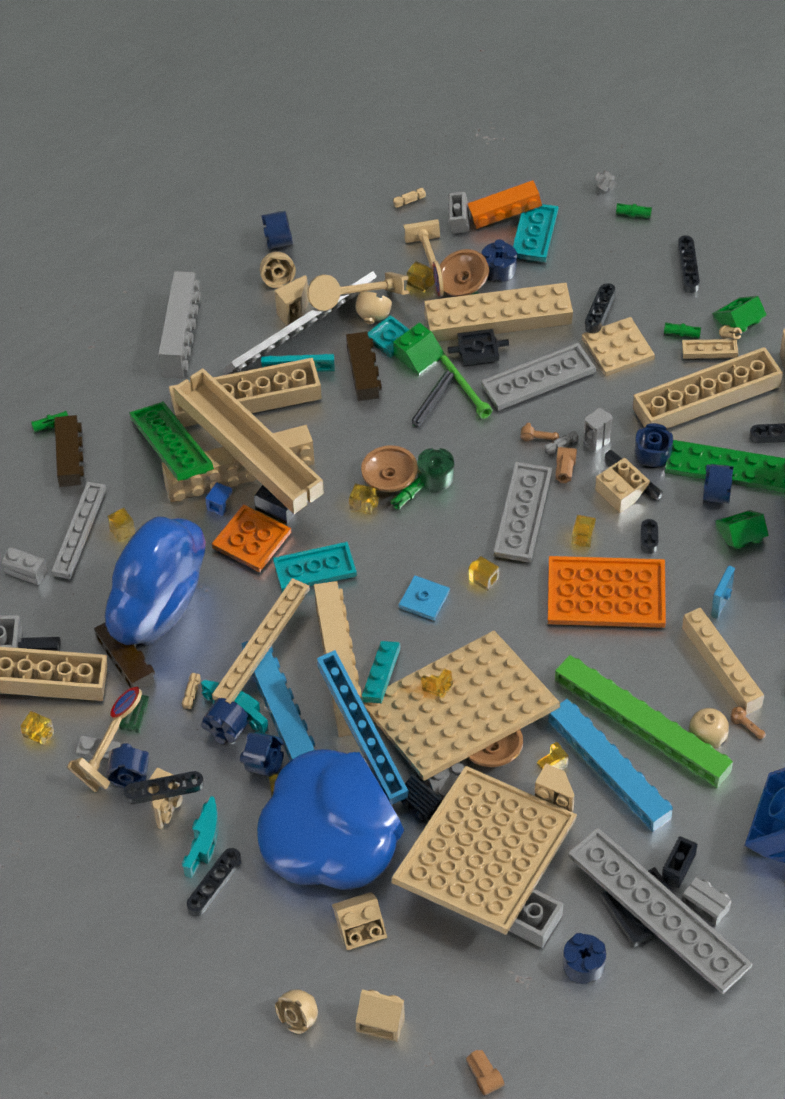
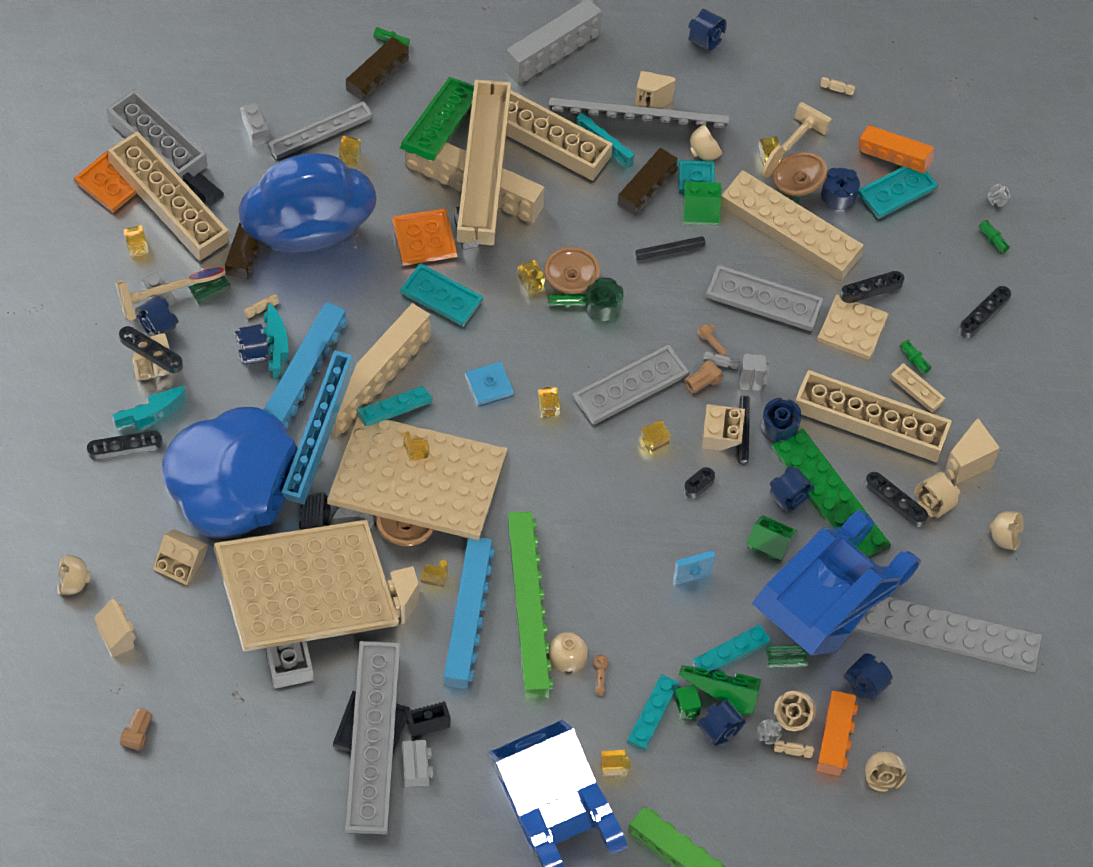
camera: 40 degrees right, 5 degrees up
(217, 498) = (434, 187): blue panel -> none
(261, 641) = (335, 311): tan plate -> none
(262, 754) = (248, 387): dark blue brick -> none
(277, 269) = (671, 58): tan cylinder -> none
(325, 290) = (672, 101): tan piece -> none
(458, 212) = (854, 125): light grey brick -> none
(478, 346) = (748, 238): black plate -> none
(482, 409) = (695, 286): bright green piece -> none
(584, 958) = (287, 710): dark blue brick -> none
(606, 591) = (618, 493): orange plate -> none
(722, 661) = (635, 615): tan brick -> none
(728, 332) = (946, 387): tan pin -> none
(741, 313) = (973, 383): green slope -> none

